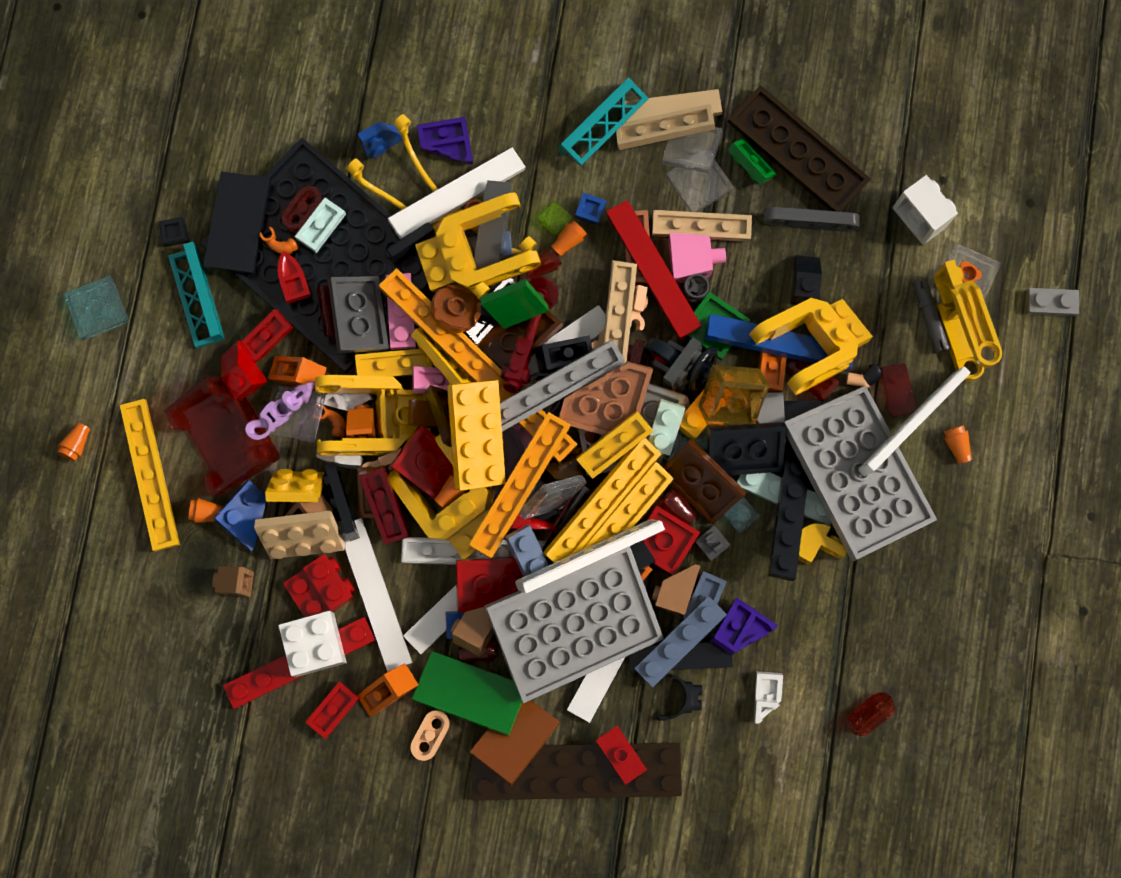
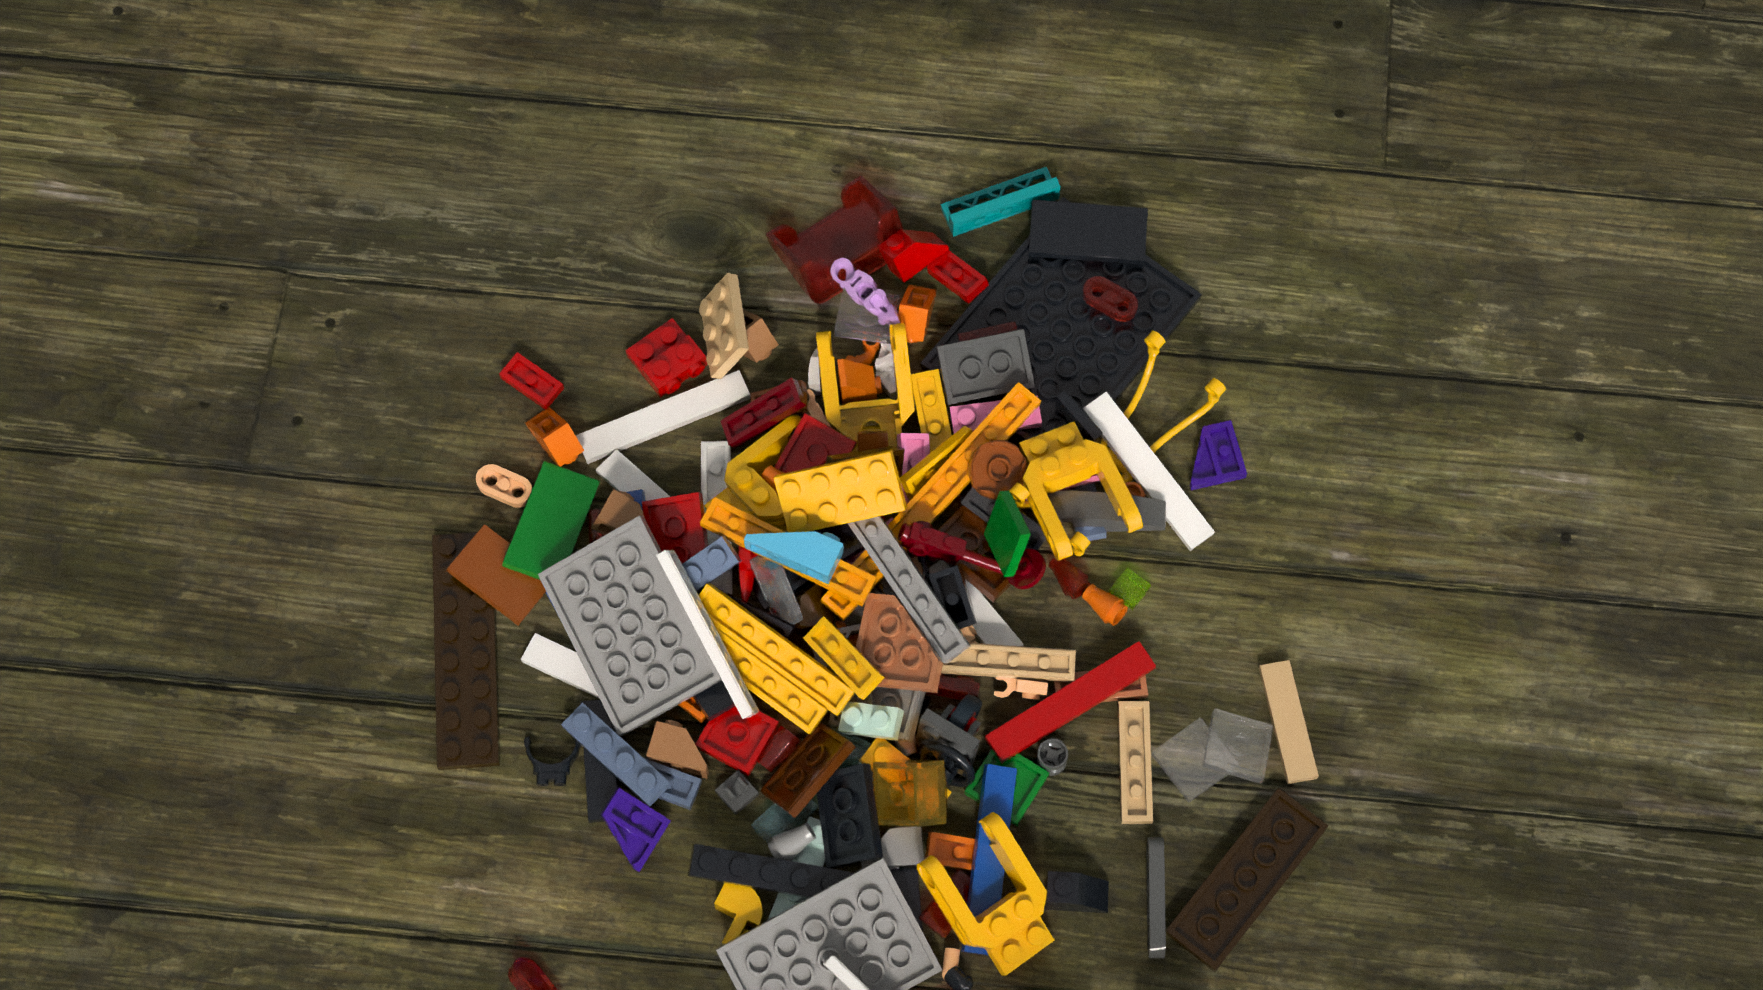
camera: 90 degrees right, 10 degrees down
(73, 444) = (820, 91): orange cone -> none
(96, 307) = (979, 99): clear light blue plate -> none
(149, 475) = (789, 171): yellow plate -> none
(173, 231) = (1076, 170): black tile -> none
(203, 510) = (750, 232): orange cone -> none
(233, 581) = (671, 266): medium nougat slope -> none
(240, 514) = (754, 269): blue wing -> none
(278, 674) = (584, 344): red plate -> none
(287, 246) = (1062, 282): orange arm -> none
(292, 279) = (1023, 294): red plate -> none
(295, 486) = (780, 318): yellow plate -> none
(312, 644) = (601, 348): white brick -> none
(320, 225) = (1092, 320): light aqua plate -> none
(340, 502) = (766, 369): black plate -> none
(378, 139) = (1201, 371): blue wing -> none
(528, 464) = (803, 551): none -> medium azure slope
(590, 209) = (1144, 628): blue plate -> none
(594, 119) = (1264, 627): teal fence -> none
(621, 755) = (482, 692): red plate -> none
(665, 127) = (1257, 708): tan plate -> none
(692, 255) = (1092, 751): bright pink torso -> none
(752, 162) = (1225, 819): green plate -> none
(762, 500) = (792, 842): none -> light grey cone
(767, 693) = (558, 864): white slope -> none

